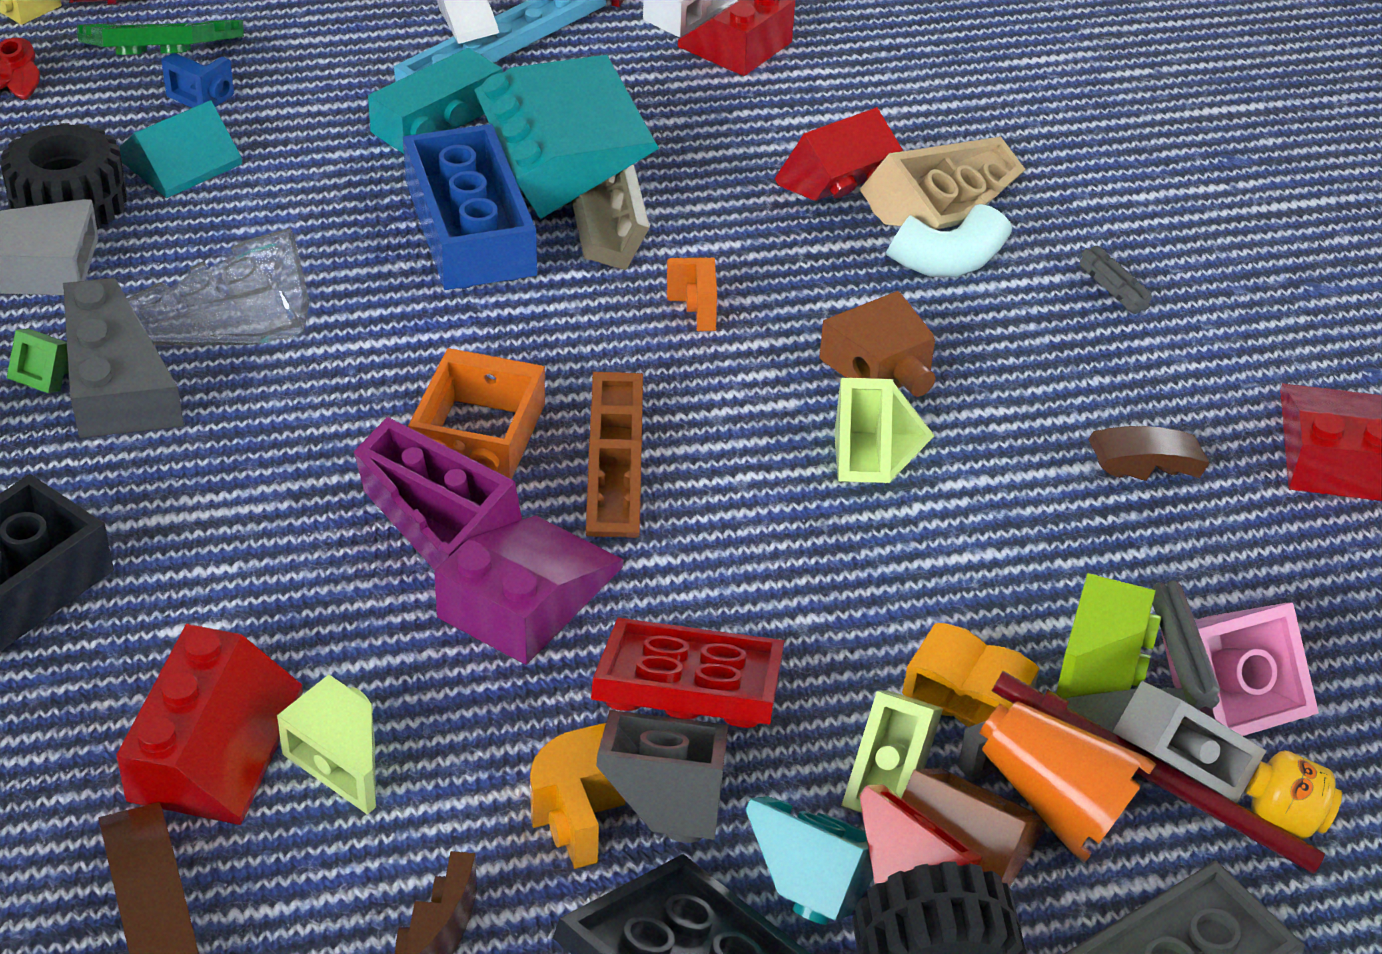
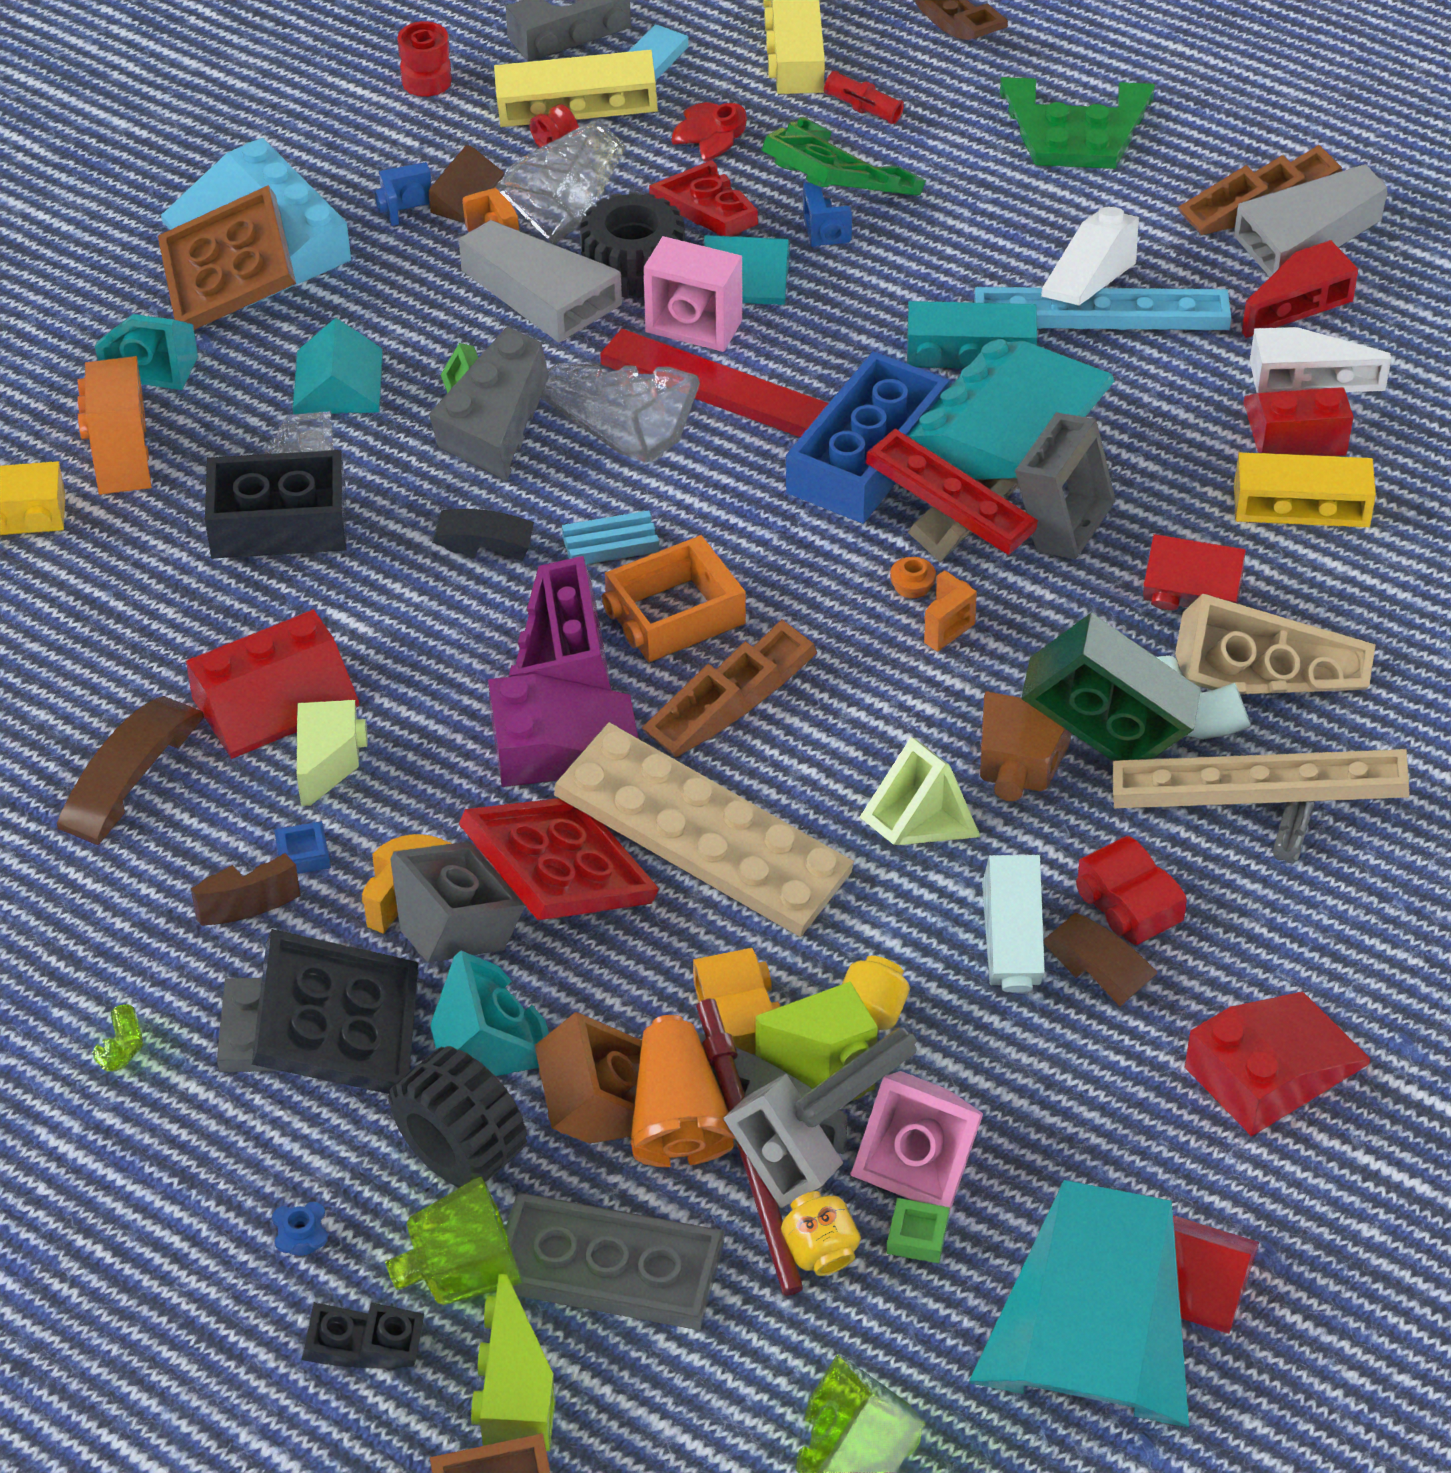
camera: 50 degrees right, 5 degrees up
(111, 112) = (708, 200): none -> red wing
(180, 181) = (693, 293): none -> bright pink brick
(226, 473) = (468, 529): none -> black slope
(315, 241) = (718, 383): none -> red tile
(339, 407) = (611, 537): none -> medium azure tile
(425, 846) = (304, 846): none -> blue tile
(607, 195) = (952, 491): none -> red tile
(629, 288) = (912, 576): none -> orange plate
(683, 144) = (1073, 453): none -> dark grey window
(751, 568) = (704, 829): none -> tan plate
(811, 70) = (1304, 489): none -> yellow brick
(892, 745) = (627, 995): yellowish green slope -> none
(905, 837) = (527, 1054): slope -> none
(930, 254) = (1111, 692): none -> dark green brick
(1050, 591) = (880, 988): none -> yellow head
(1070, 262) = (1261, 779): none -> tan plate
(1070, 465) = (1014, 921): none -> light aqua slope
(1098, 390) = (1131, 890): none -> red brick
(1332, 737) = (918, 1230): none -> bright green plate

